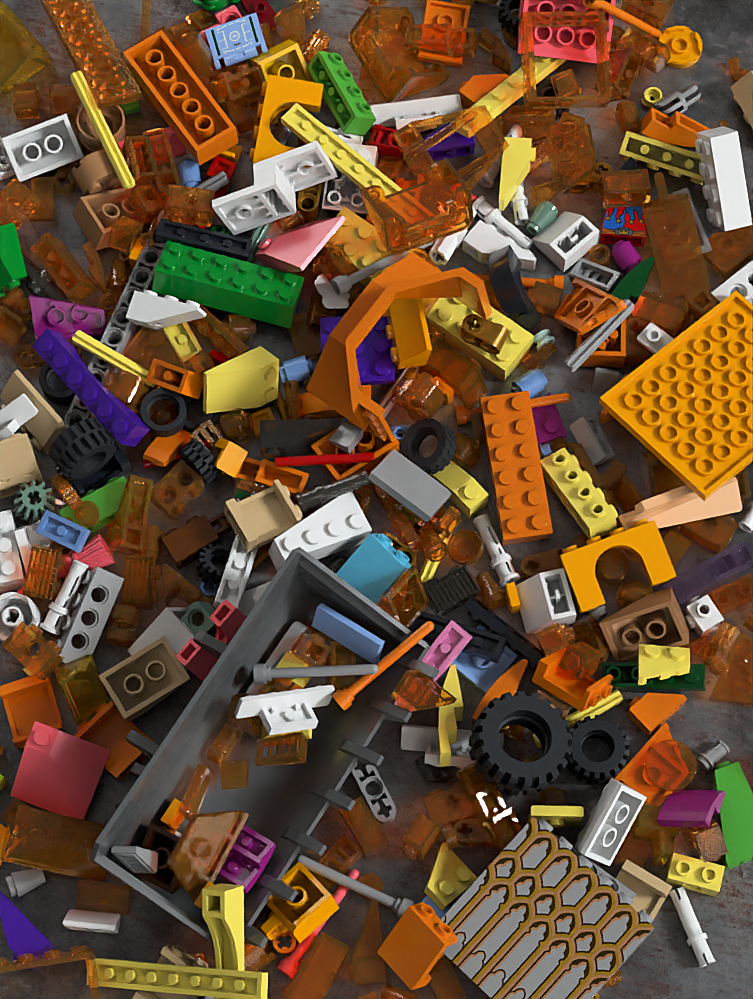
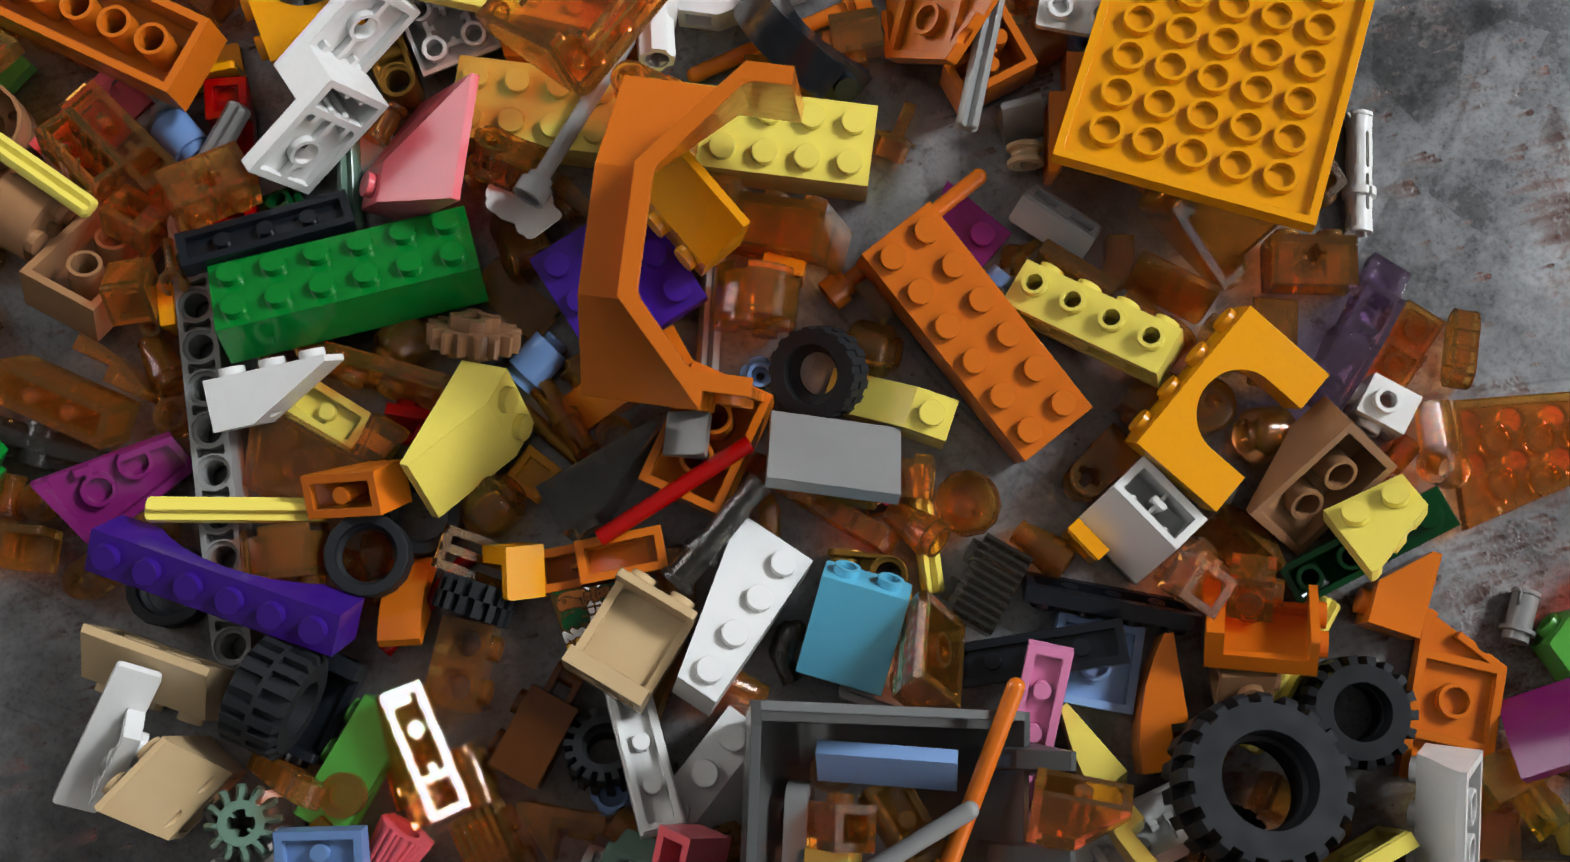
camera: 30 degrees left, 10 degrees up
(272, 339) = (473, 336): none -> medium nougat gear
(485, 335) = (812, 146): pearl gold piece -> none
(500, 560) = (1030, 491): white pin -> none
(530, 381) = (909, 186): medium blue brick -> none
(543, 338) = (890, 102): light aqua bush -> none
(593, 399) = (1025, 155): none -> tan bush
(670, 765) = (1477, 672): clear orange tile -> none
(684, 506) = (1257, 263): light nougat wedge -> none

